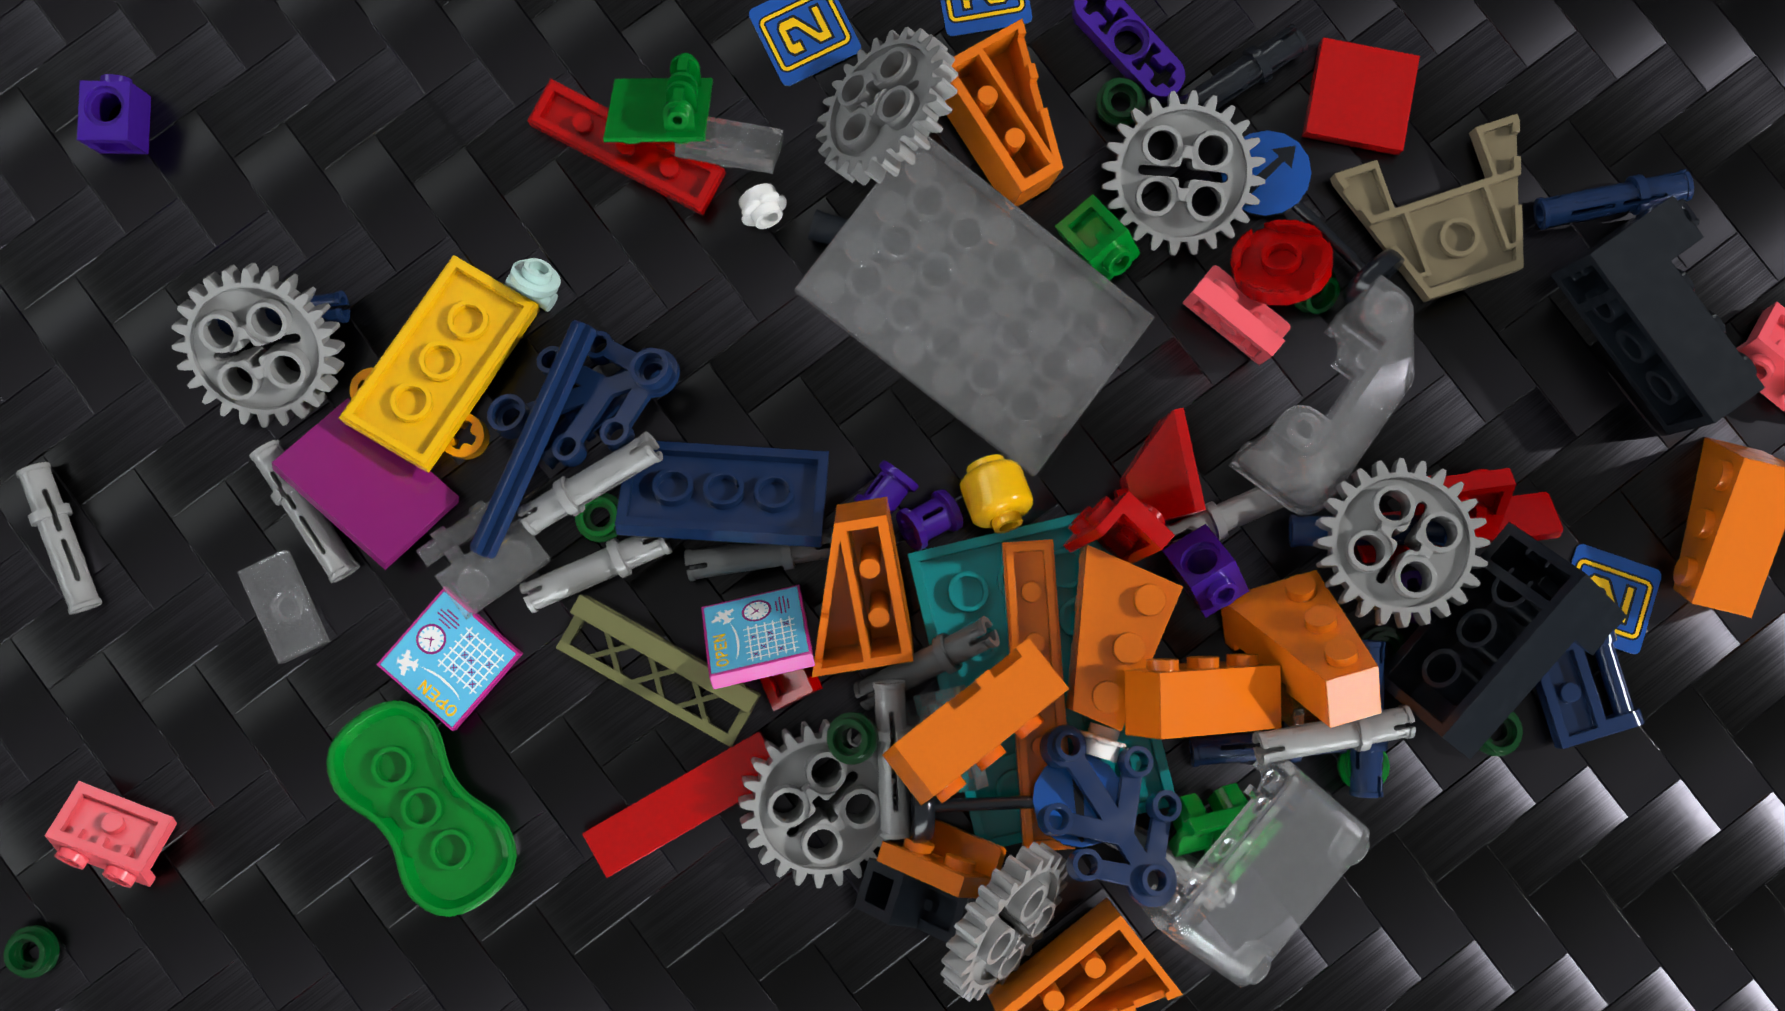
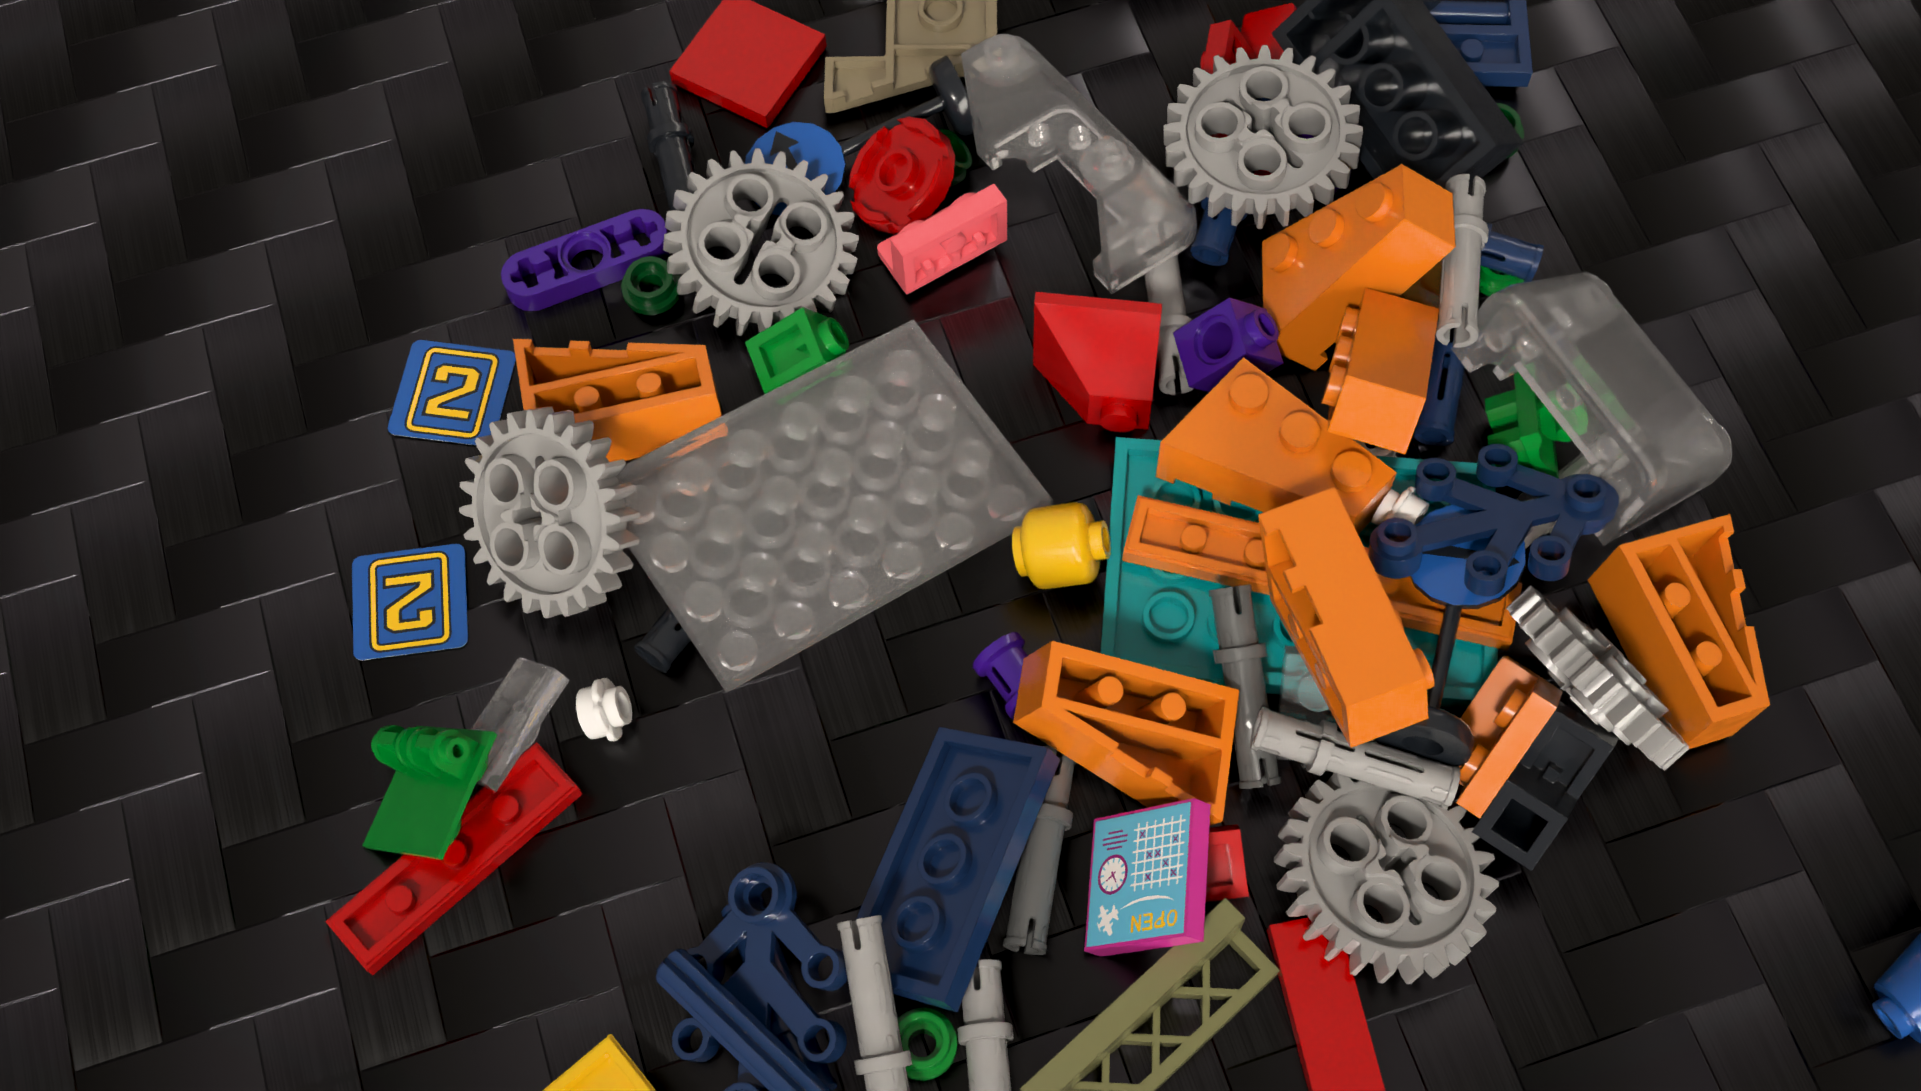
camera: 65 degrees left, 20 degrees down
(536, 281) = (578, 1027): light aqua plate -> none
(838, 742) = (1338, 790): dark green plate -> none
(929, 519) = (1073, 628): dark purple bush -> none
(1122, 527) = (1150, 400): red bracket -> none

